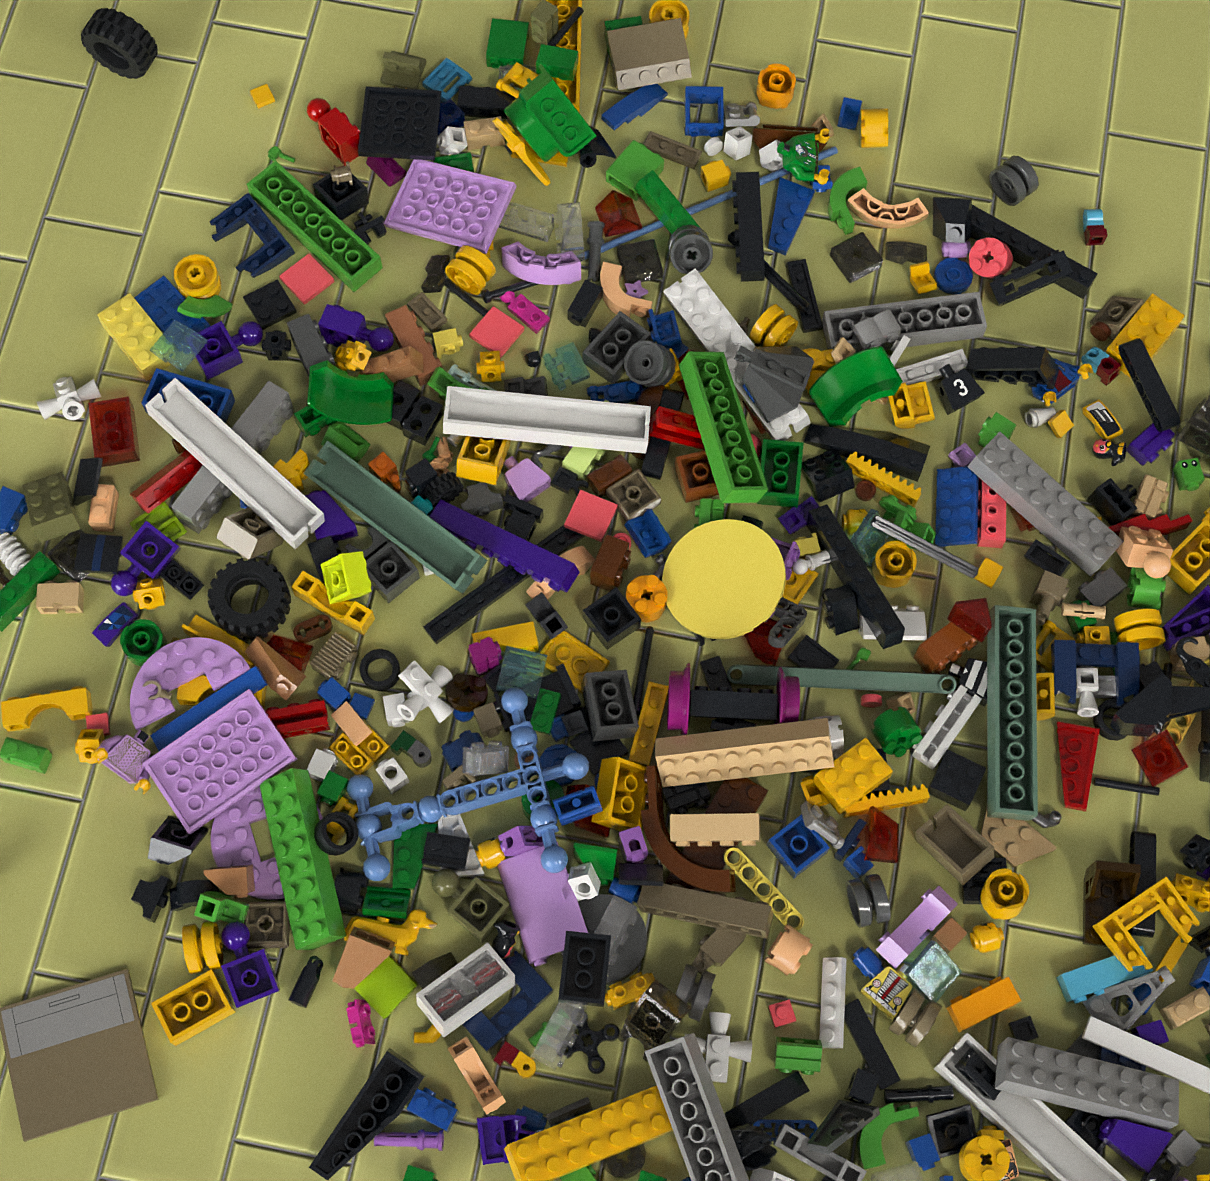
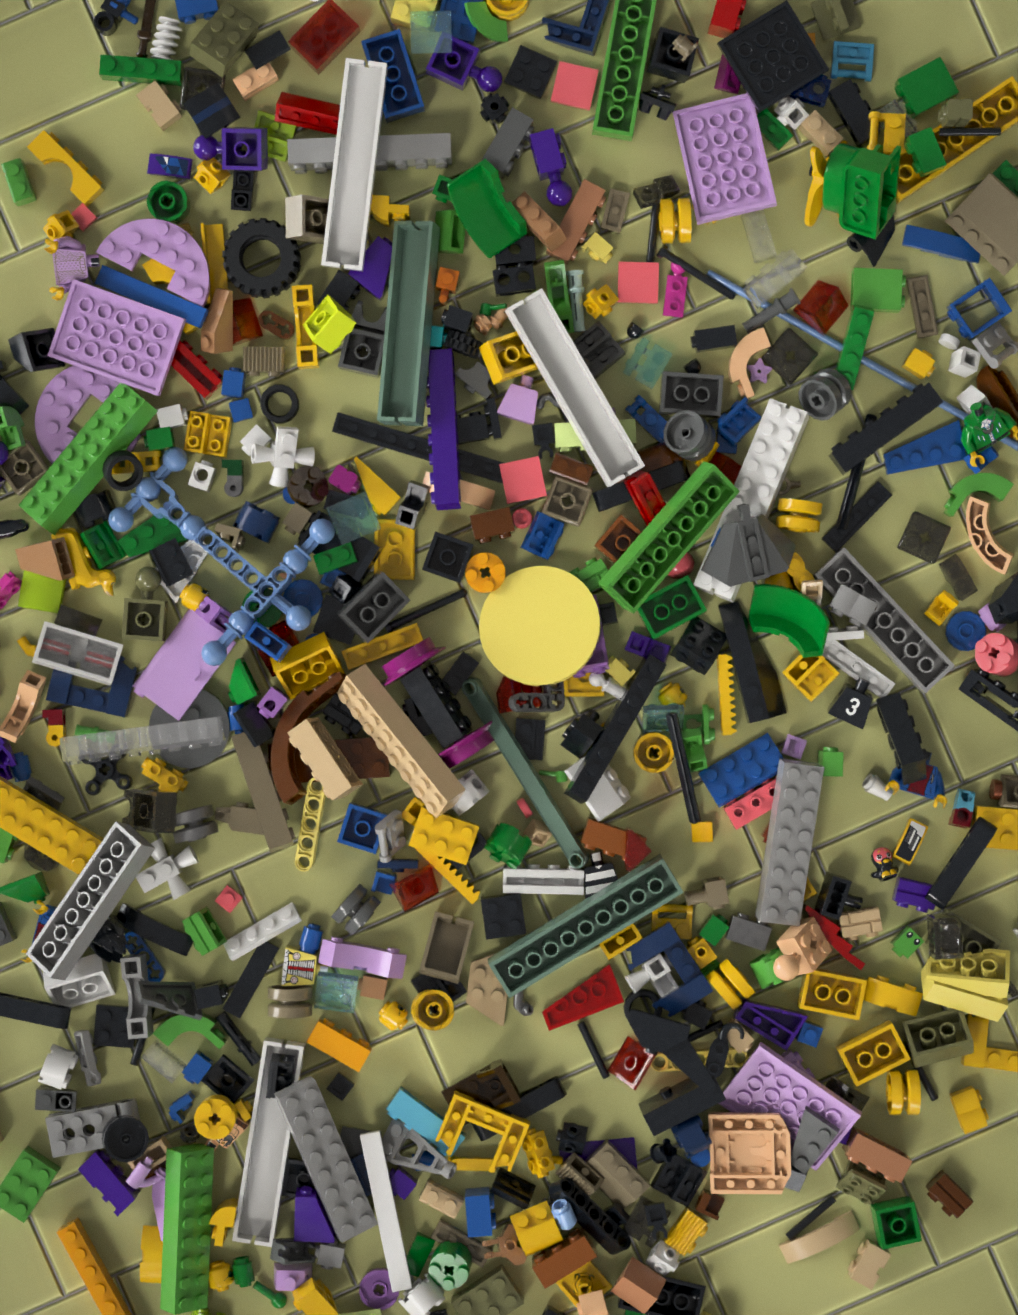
camera: 55 degrees right, 20 degrees up
(161, 692) = (134, 251): dark tan piece -> none
(233, 879) = (36, 416): medium nougat slope -> none
(349, 356) = (524, 179): yellow brick -> none
(351, 723) = (219, 415): light nougat tile -> none
(485, 759) = (256, 545): clear brick -> none
(505, 938) = (136, 655): black animal -> none
(549, 270) = (718, 280): lavender brick -> none
(584, 881) = (218, 685): white brick -> none
(584, 968) = (145, 735): black brick -> none
(660, 560) = (527, 562): flat silver arm -> none
(788, 950) = (276, 873): light nougat brick -> none
(865, 490) = (708, 685): copper tile -> none
(1038, 556) = (746, 864): black brick -> none
(1060, 423) = (881, 808): yellow tile -> none
(1083, 610) = (714, 929): tan pin -> none

